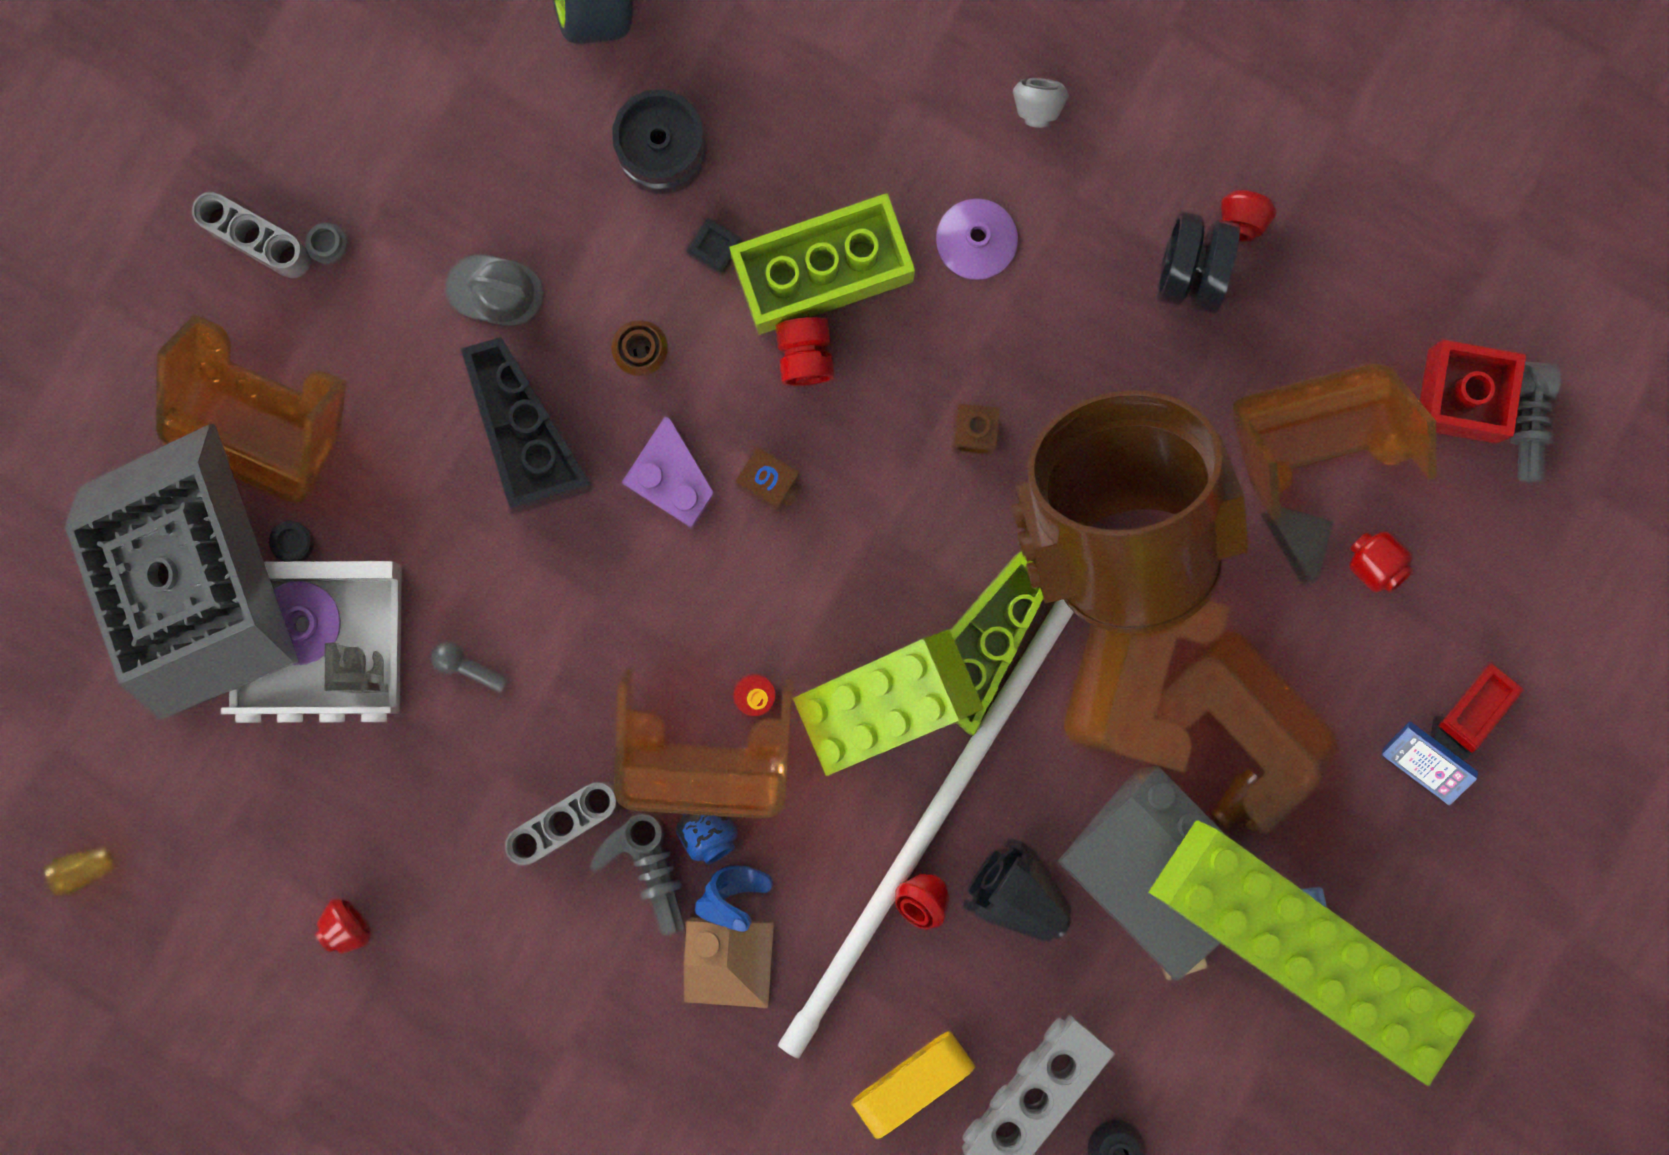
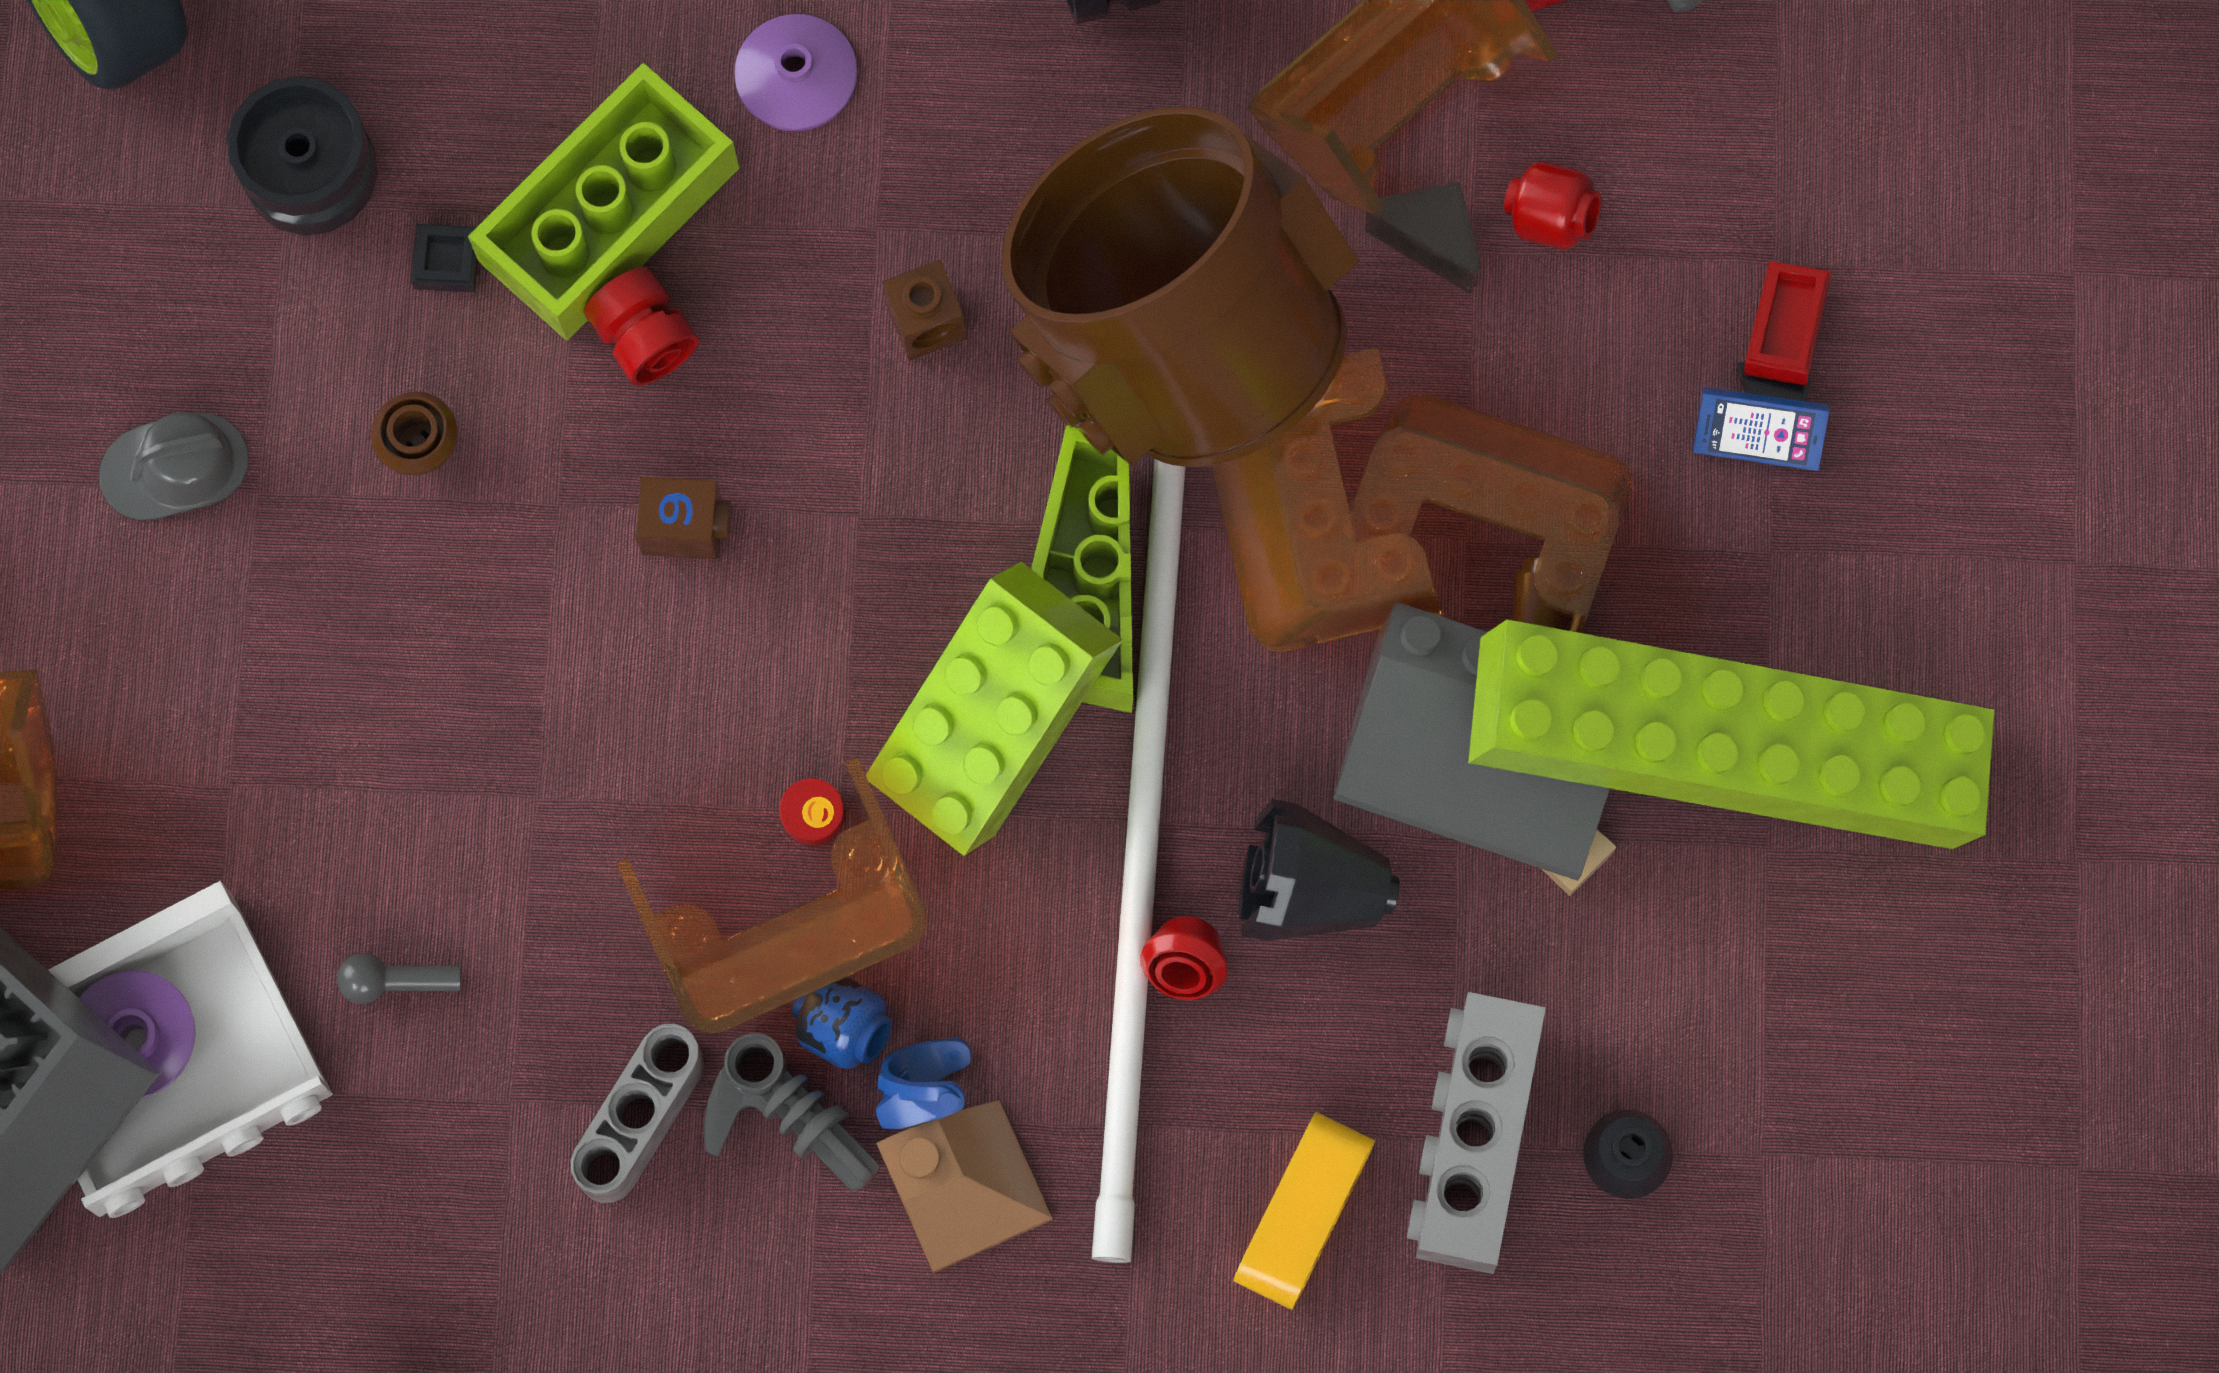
camera: 25 degrees left, 10 degrees down
(291, 541) = (60, 935): black tile -> none
(347, 670) = (248, 1056): clear smoke hinge -> none
(524, 442) = (322, 637): black wedge -> none
(670, 476) = (544, 585): medium lavender wing -> none

